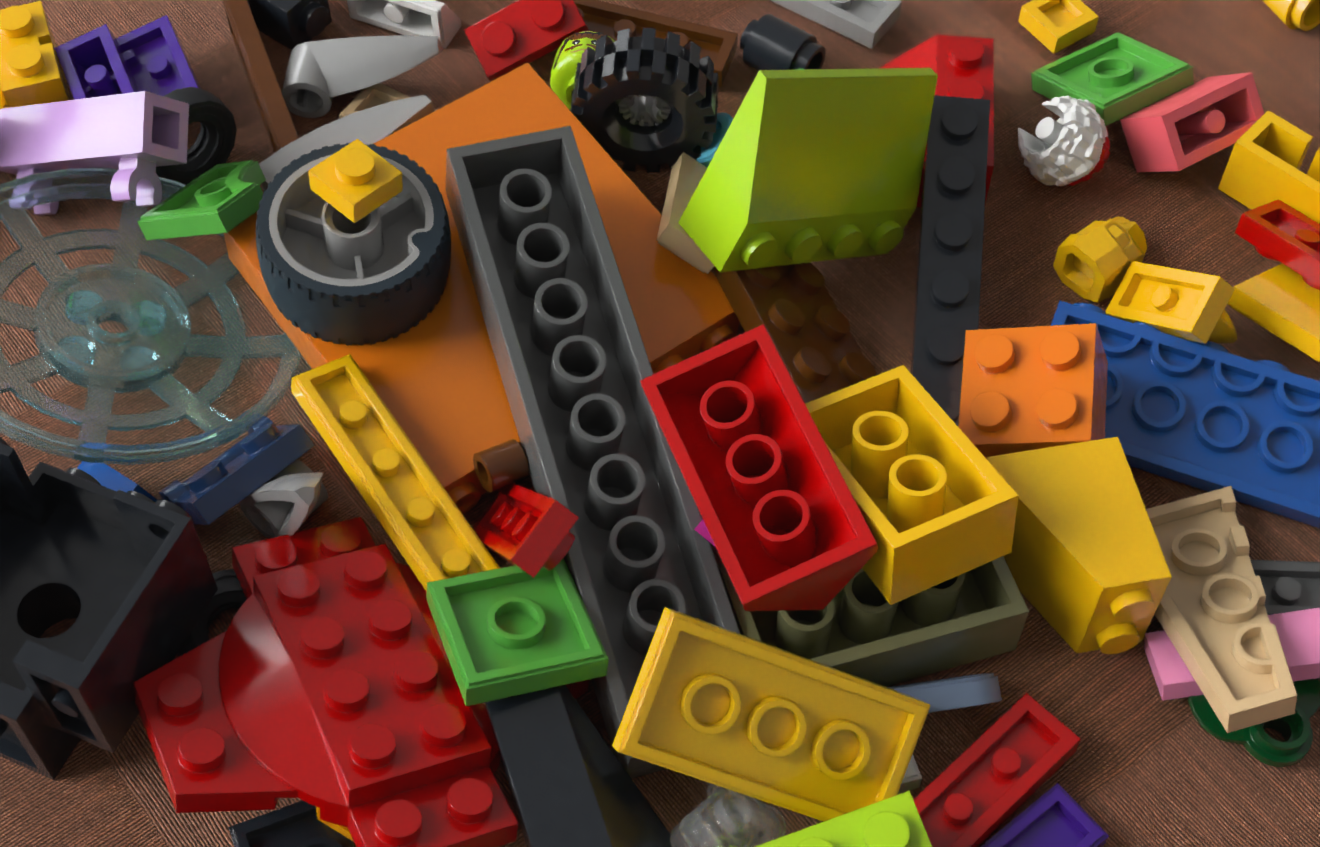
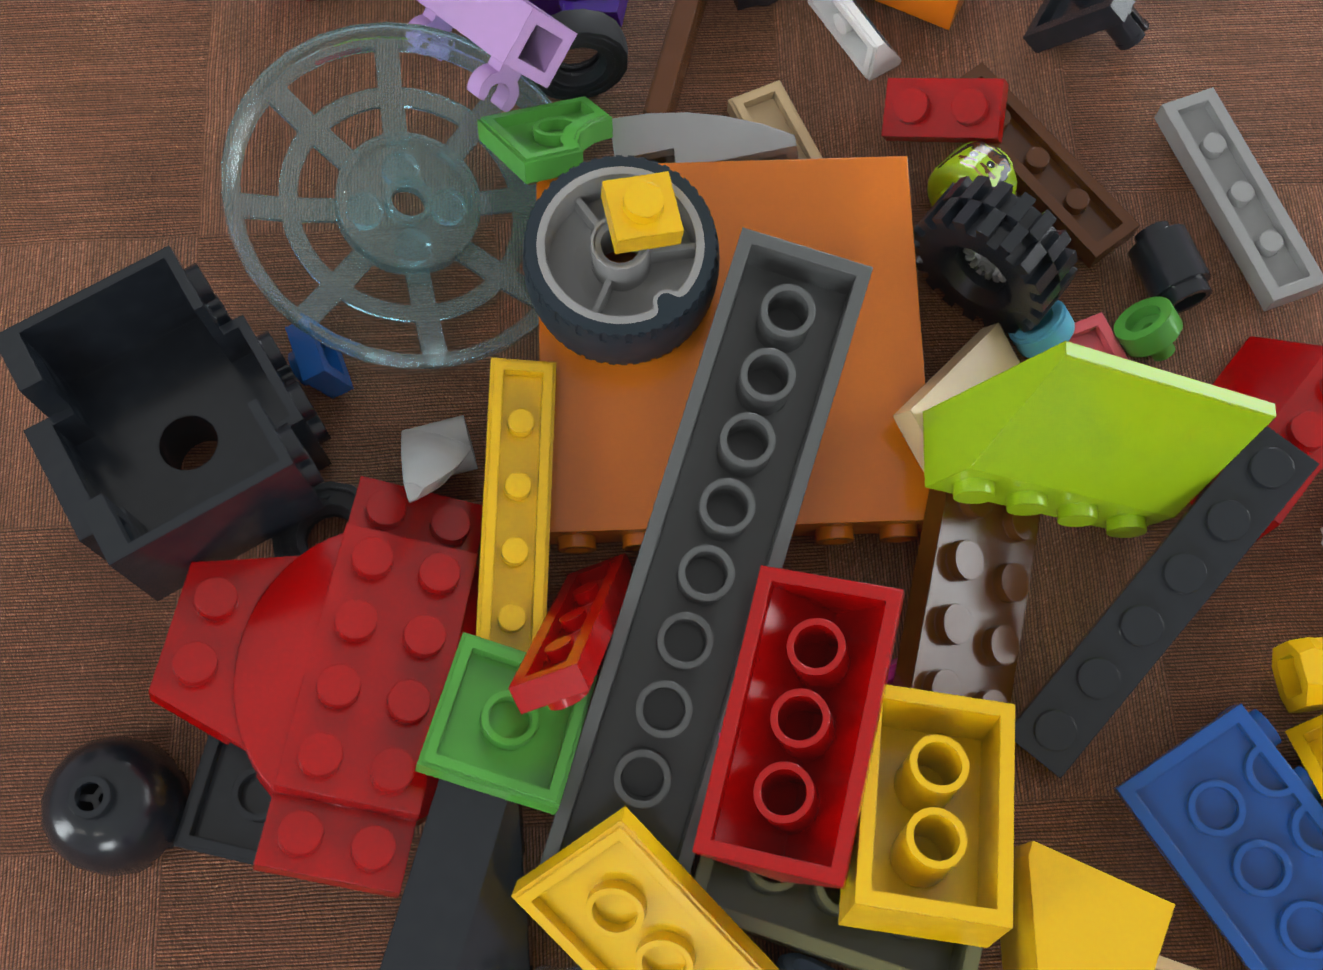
camera: 35 degrees right, 15 degrees up
(239, 470) = (414, 405): dark blue plate -> none
(345, 65) = (762, 59): light grey piece -> none
(501, 465) = (617, 544): reddish brown piece -> none
(1033, 387) = (1134, 794): orange brick -> none

